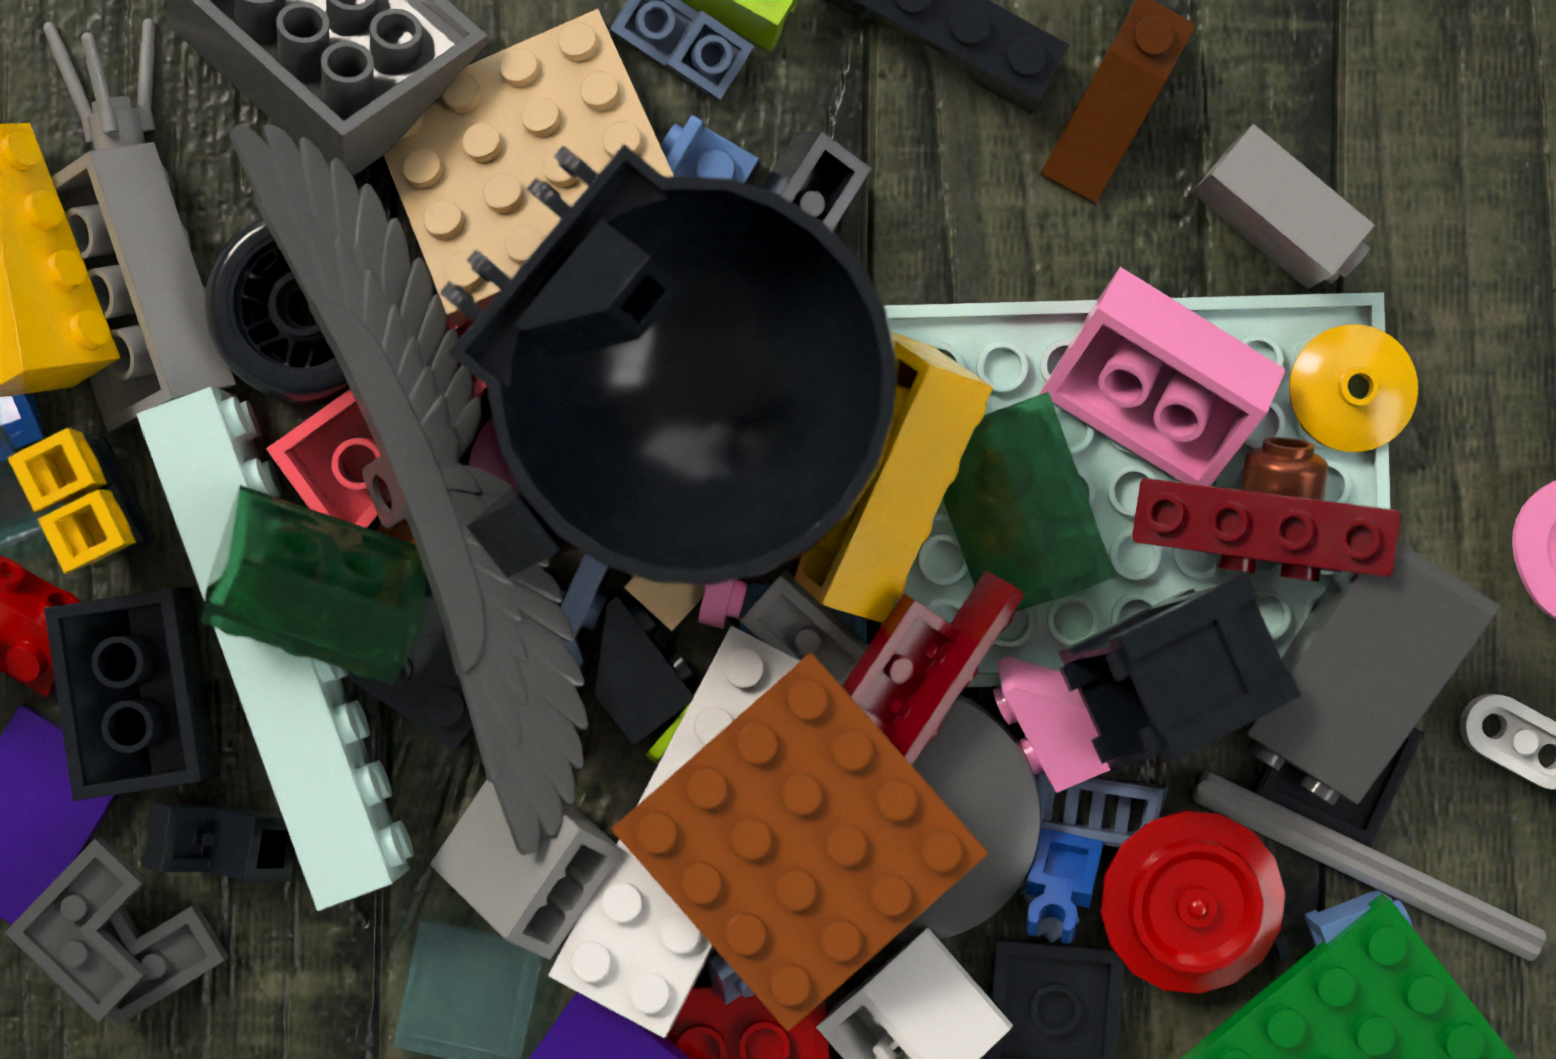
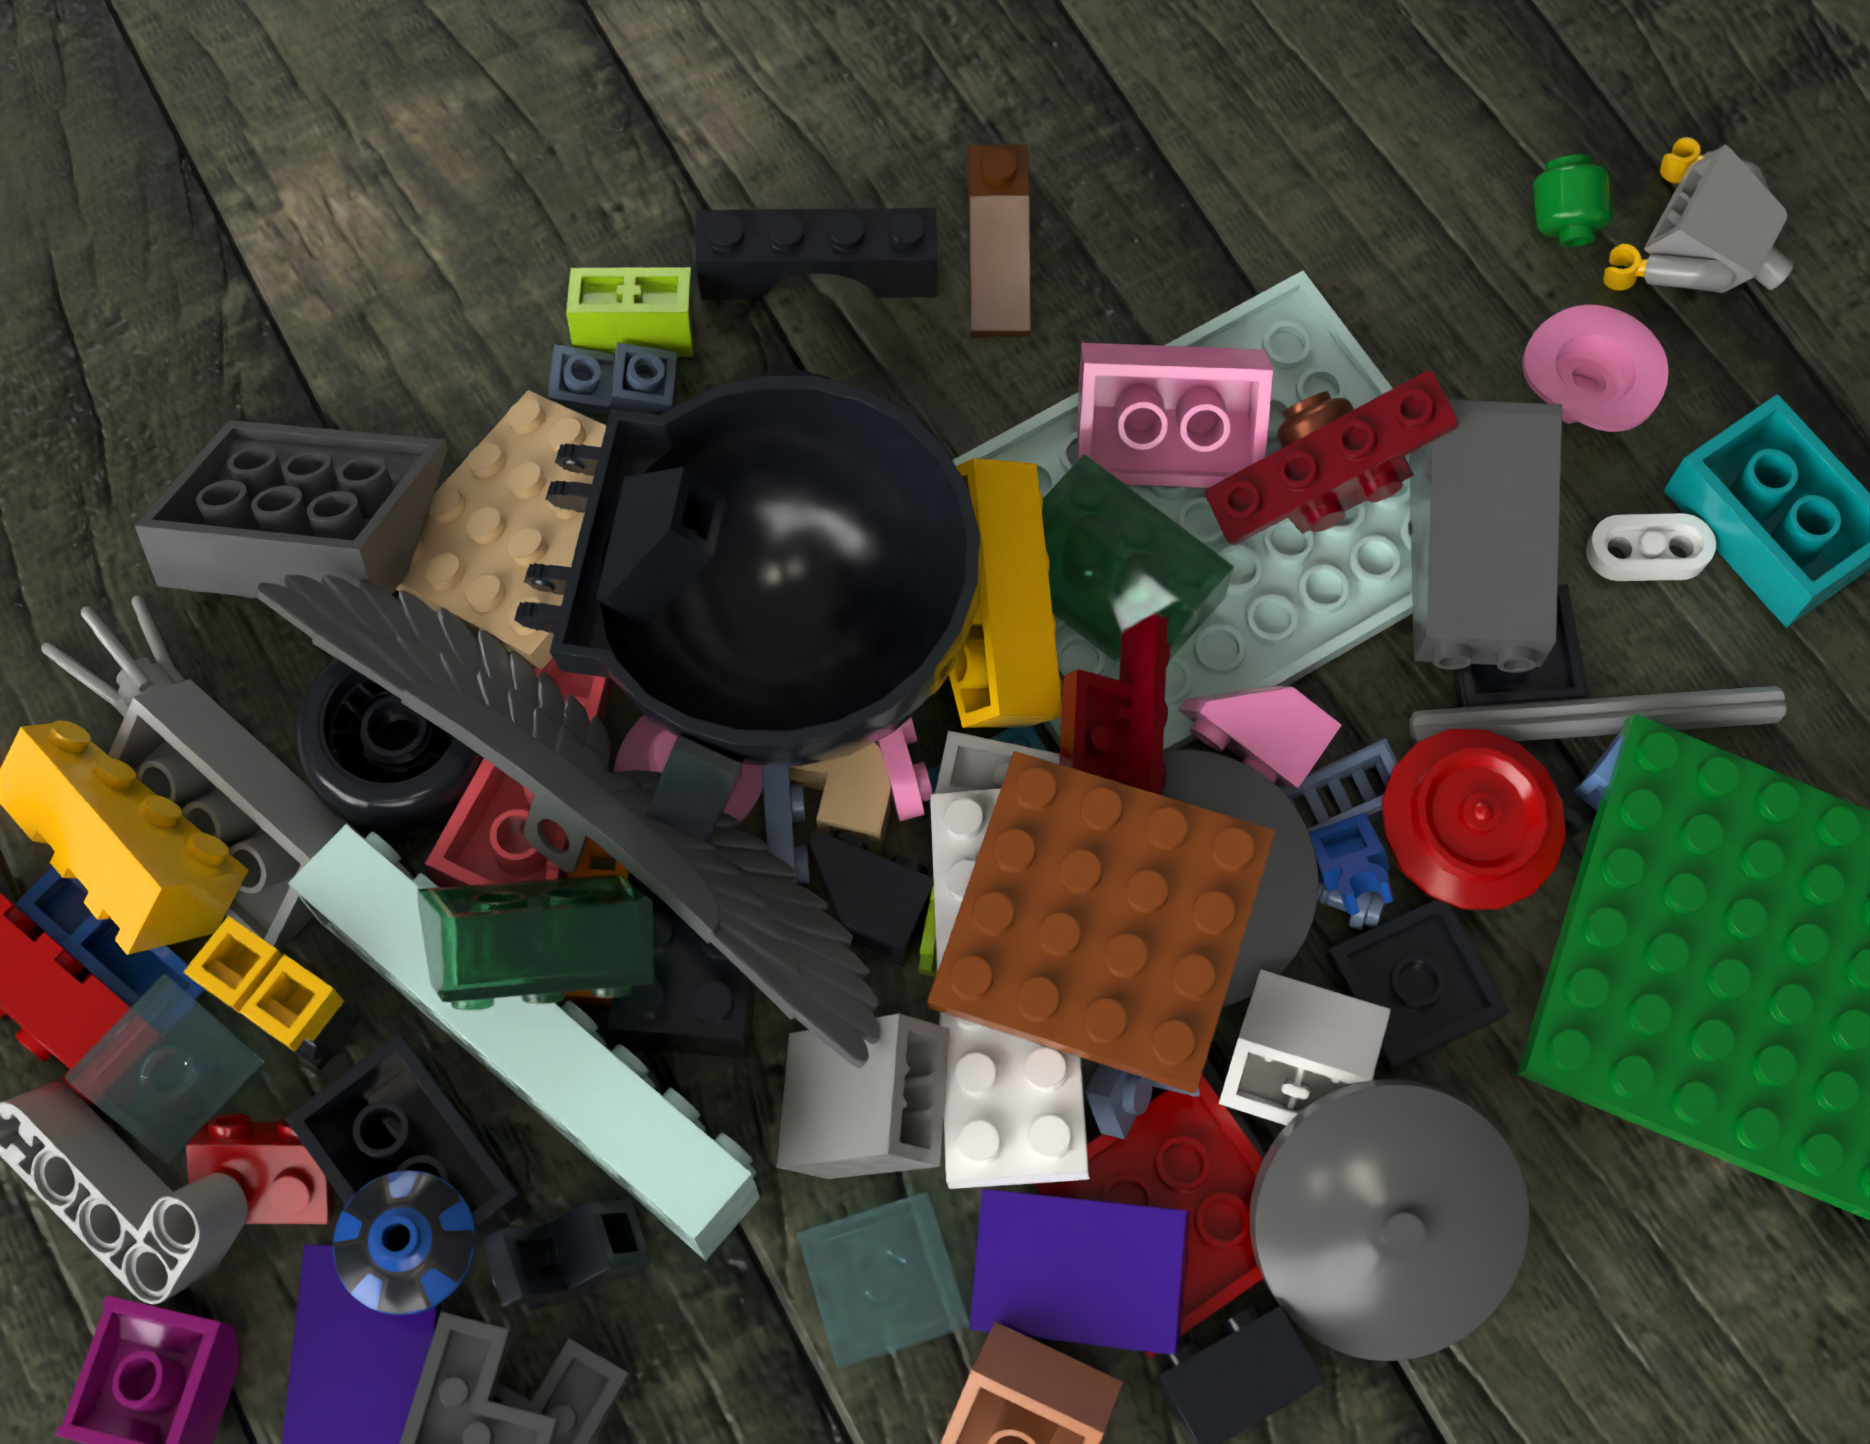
camera: 30 degrees left, 20 degrees down
(120, 762) = (430, 1264): none -> dish
(1178, 674) = (1336, 610): black container -> none
(1285, 210) = (1185, 242): light grey brick -> none
(1322, 395) = (1311, 365): yellow dish -> none

